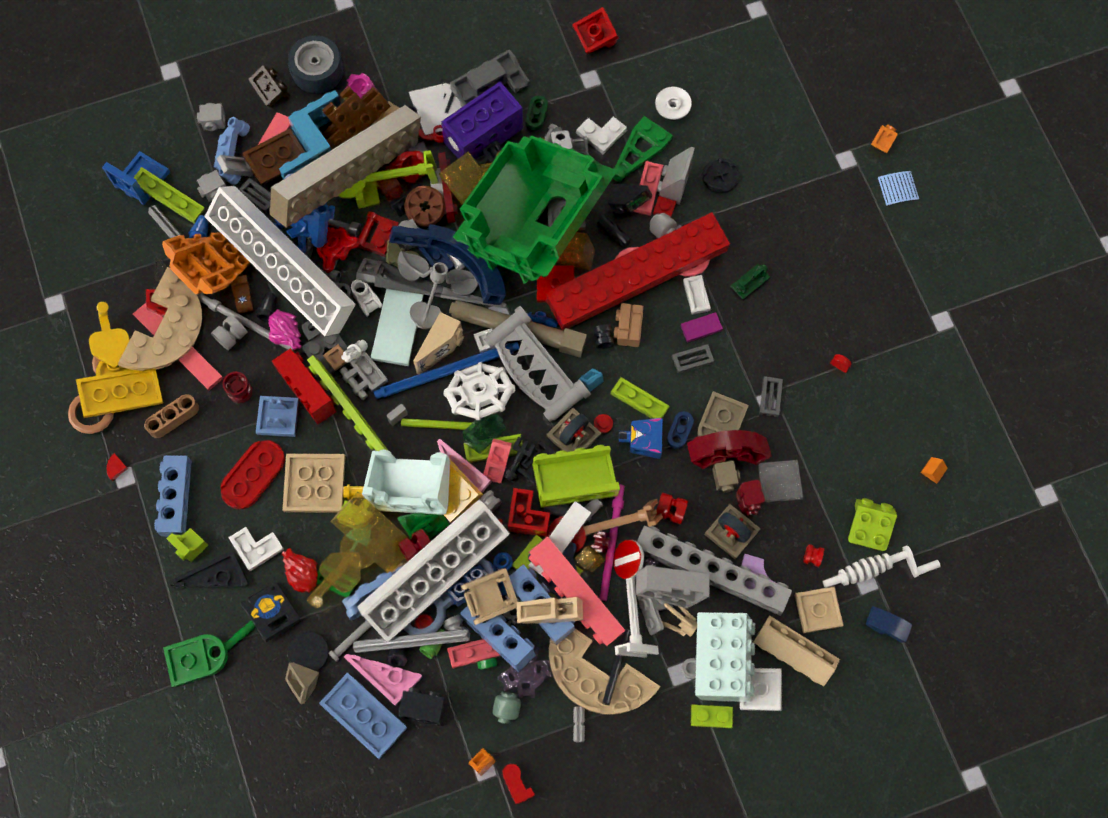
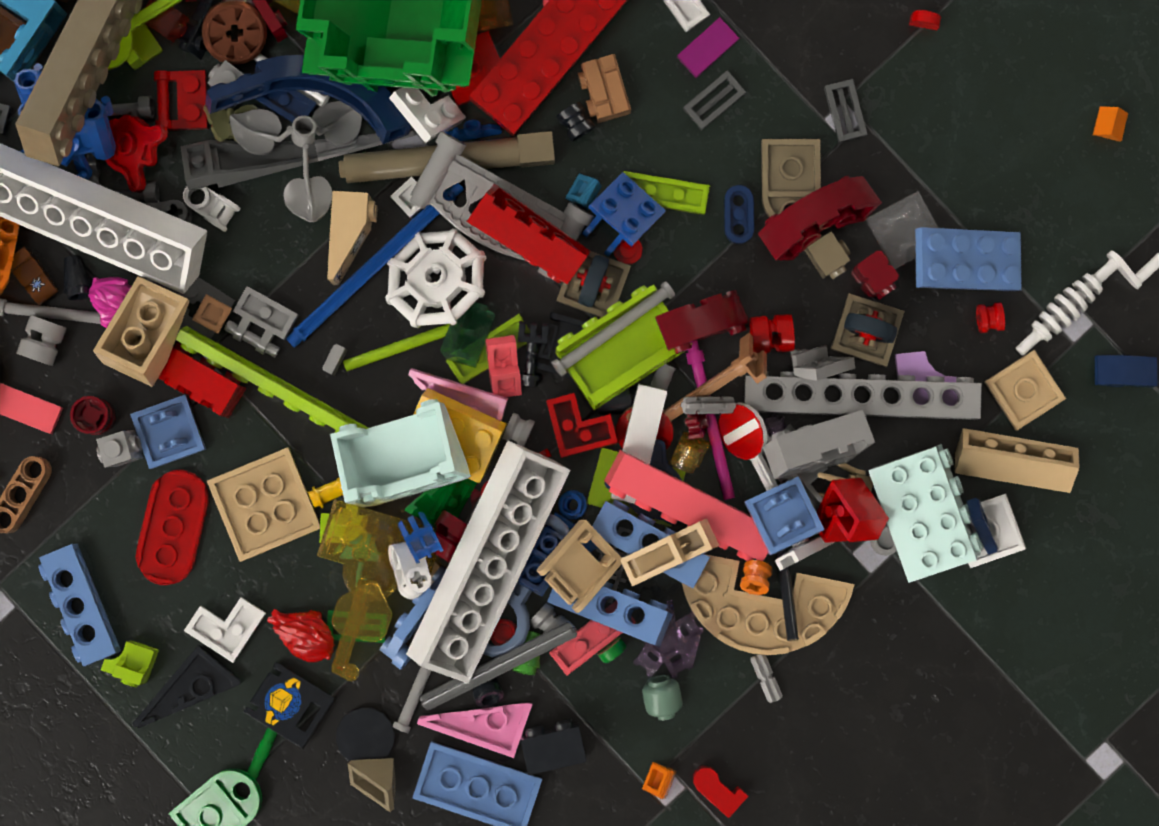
camera: 25 degrees left, 15 degrees up
(243, 413) = (119, 448): none -> light grey brick
(289, 347) = (142, 331): none -> tan slope
(354, 351) = (233, 293): white axle -> none
(383, 554) = (407, 569): none -> white piece
(395, 328) = (275, 234): light aqua tile -> none
(398, 537) = (421, 541): none -> blue arm
(514, 296) = (424, 117): none -> white plate
(545, 384) = (528, 234): none -> red wedge
(573, 462) = (614, 328): none -> light grey bar
(598, 654) = (756, 577): none -> orange wheel
(612, 398) = (626, 210): none -> blue plate
(613, 531) = (708, 405): none -> light grey axle
(632, 620) = (784, 516): none -> medium blue plate
(636, 478) = (714, 316): none -> dark red brick
(644, 437) = (693, 247): blue torso -> none
(674, 635) = (850, 512): none -> red brick
(693, 536) = (817, 365): none -> light grey slope
(711, 716) = (936, 593): lime plate -> none
(757, 678) = (982, 525): none -> dark blue tile
(813, 512) = (968, 259): none -> medium blue plate
(872, 524) = (1054, 238): lime bracket -> none

